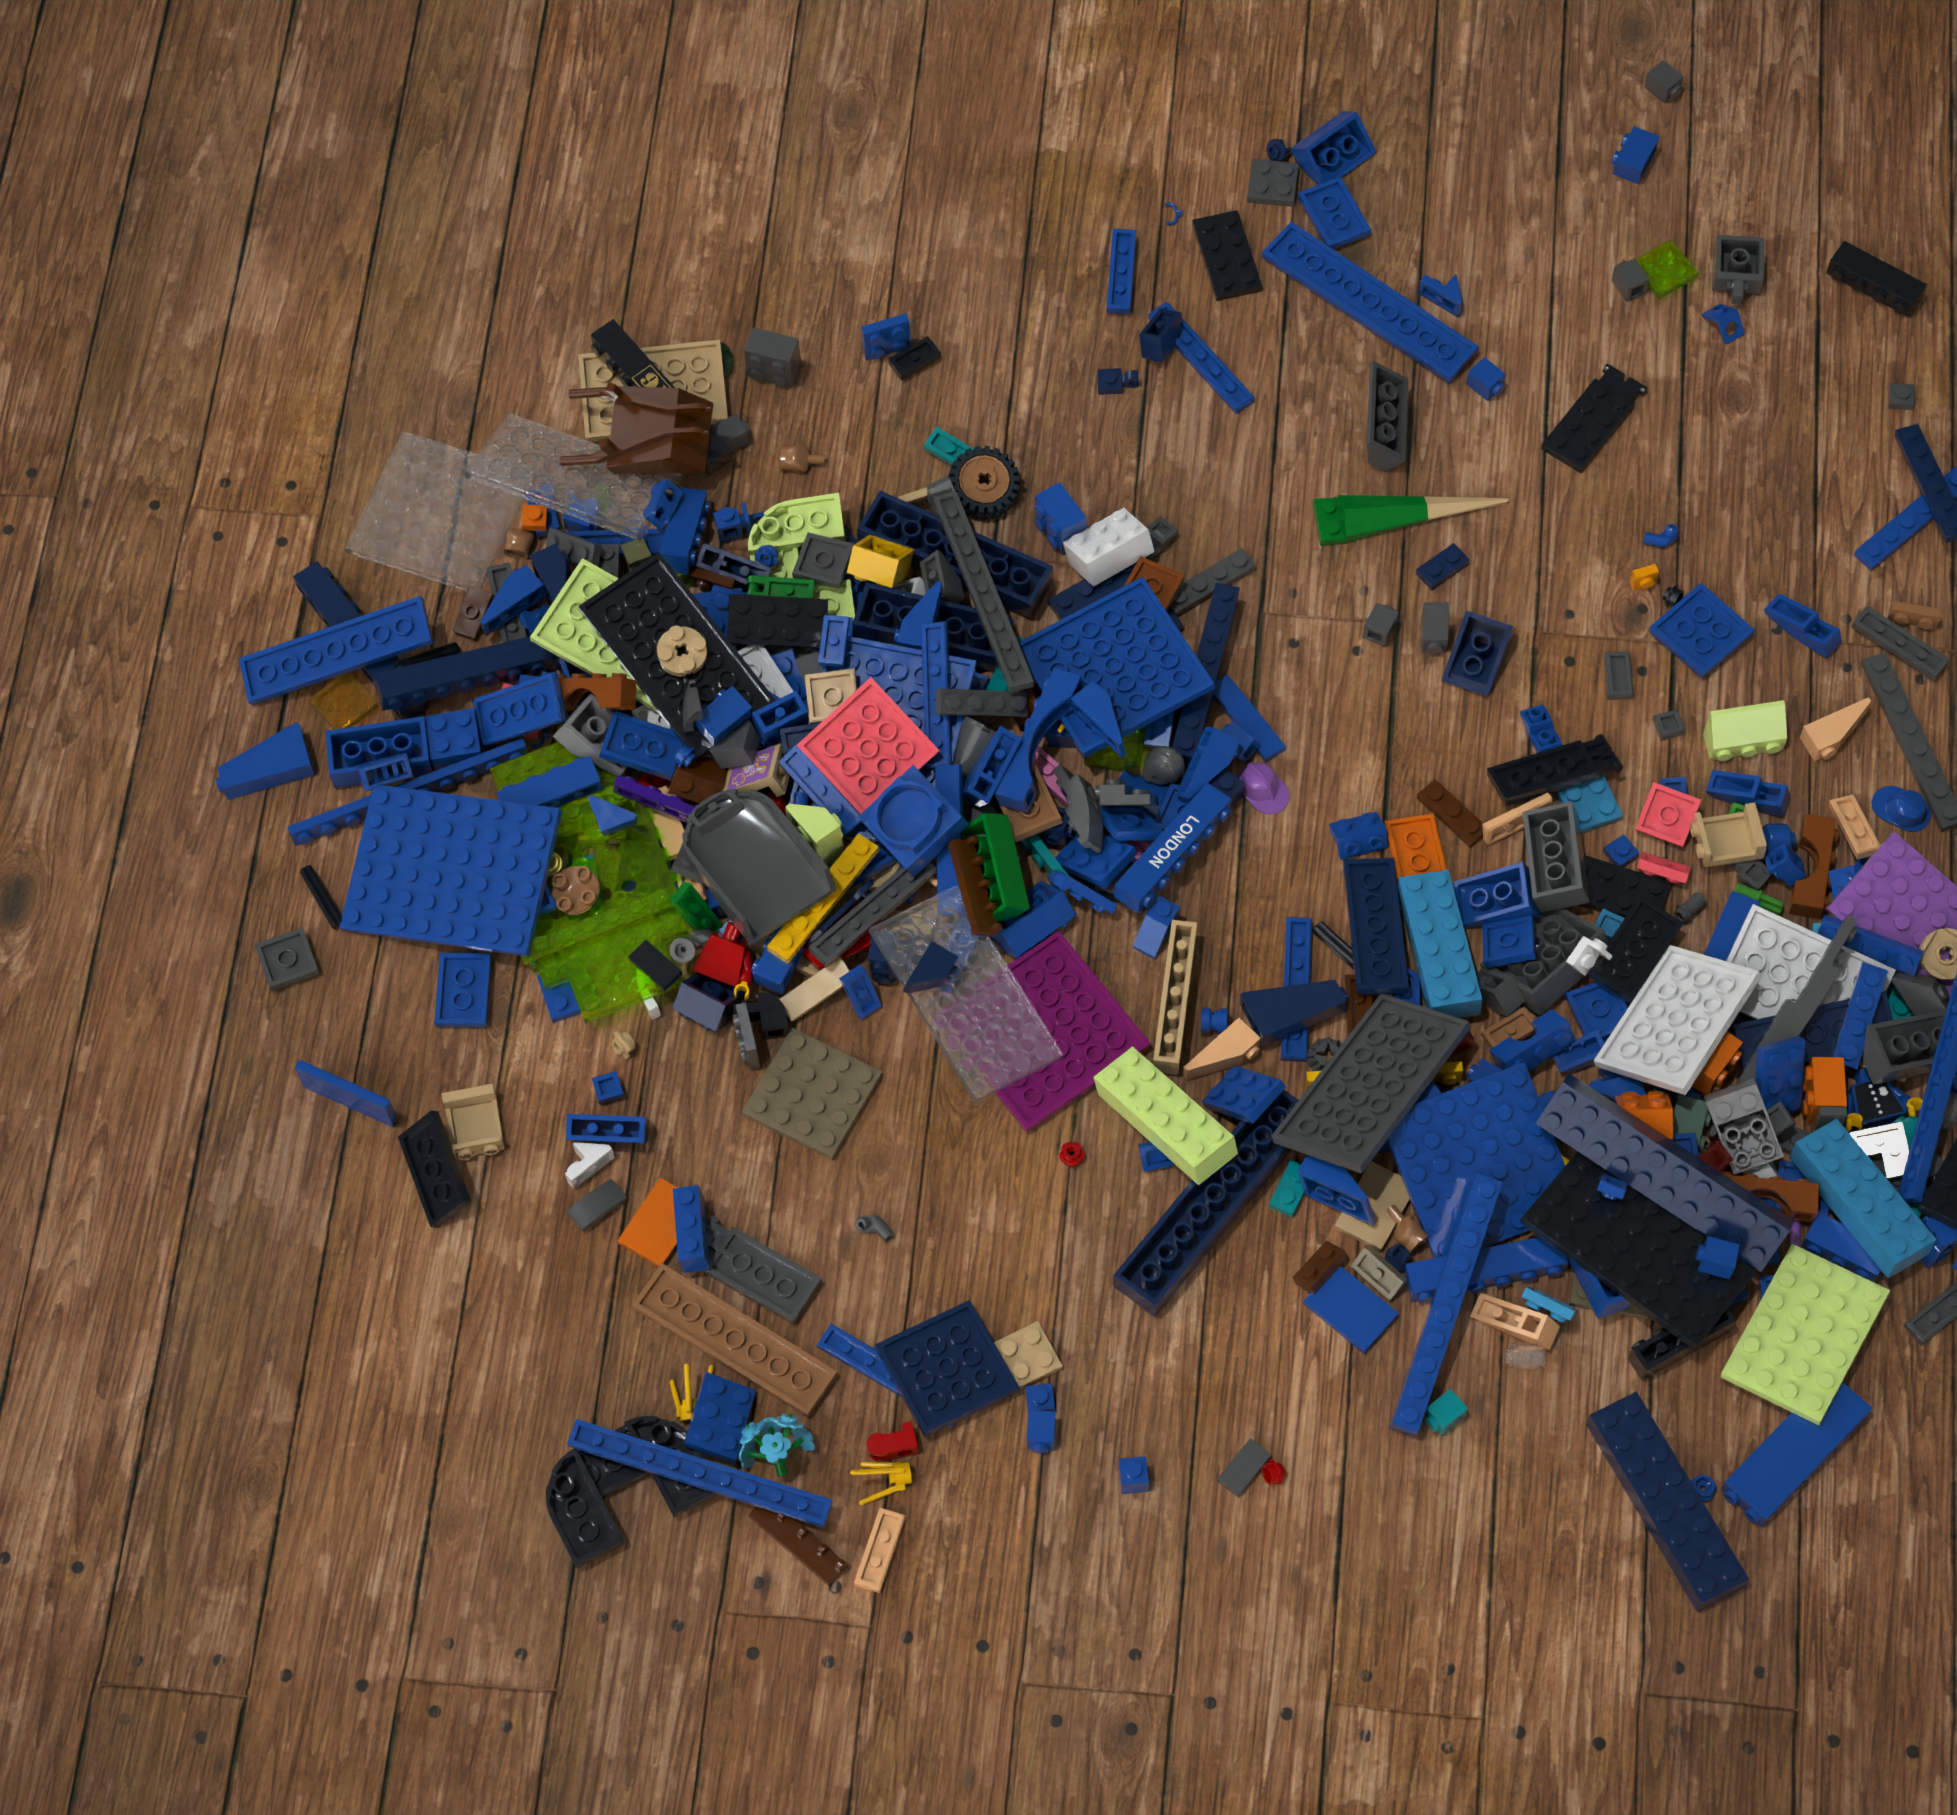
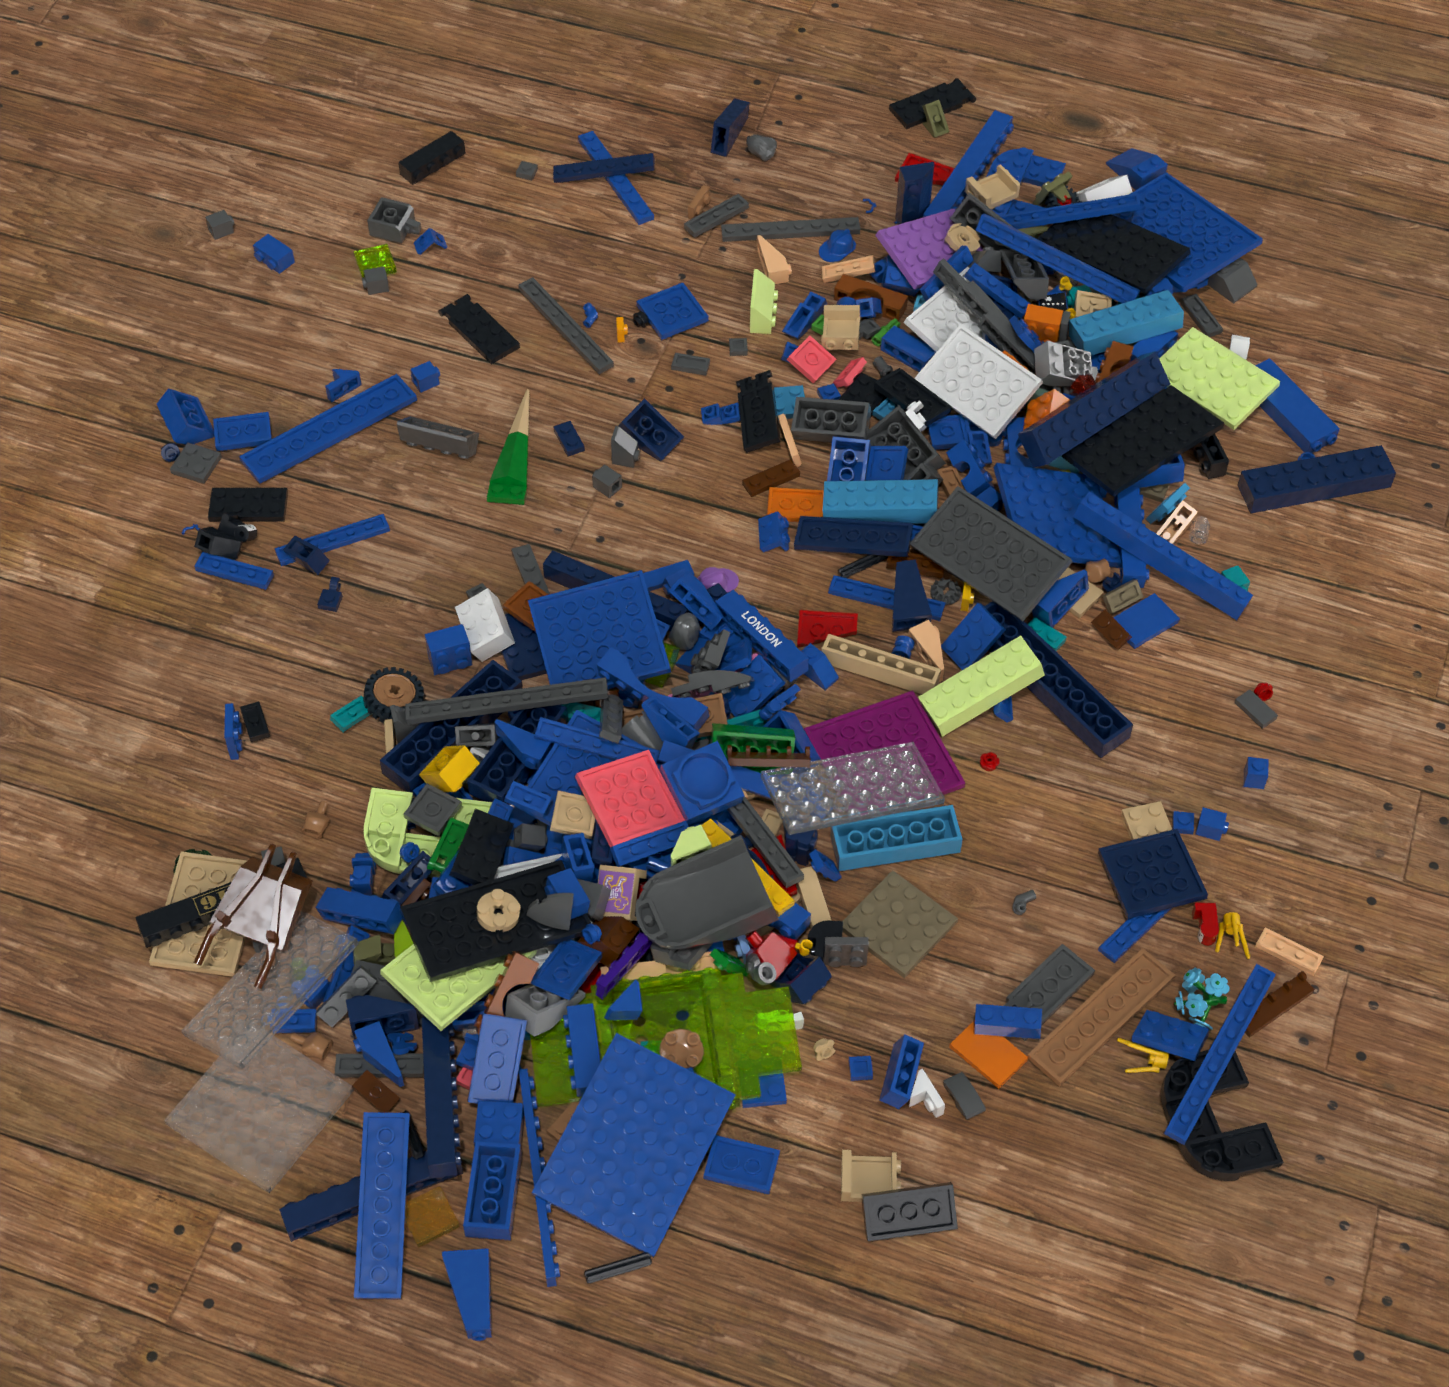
camera: 80 degrees left, 10 degrees down
(286, 959) = (673, 1306): dark grey plate -> none
(346, 1093) = (824, 1269): blue tile -> none
(386, 780) = (517, 1196): blue slope -> none
(534, 518) = (301, 1024): orange plate -> none
(655, 965) = (772, 998): black tile -> none
(662, 504) = (333, 916): blue leg -> none
(772, 357) = (217, 814): dark grey piece -> none
(922, 1067) = (896, 838): none -> dark azure brick
(932, 970) = (835, 795): dark blue slope -> none
(1096, 710) = (647, 644): blue slope -> none
(1151, 240) = (218, 543): none -> black slope
(1181, 252) = (234, 527): none -> black leg
(1225, 923) = (816, 626): none -> red wing
(1612, 1187) = (1103, 435): blue plate -> none
(1631, 513) = (566, 325): none -> dark grey plate
(1717, 1257) = (1165, 394): blue brick -> none
(1804, 625) = (686, 258): blue slope -> none
(1887, 1369) = (1240, 345): none -> white slope

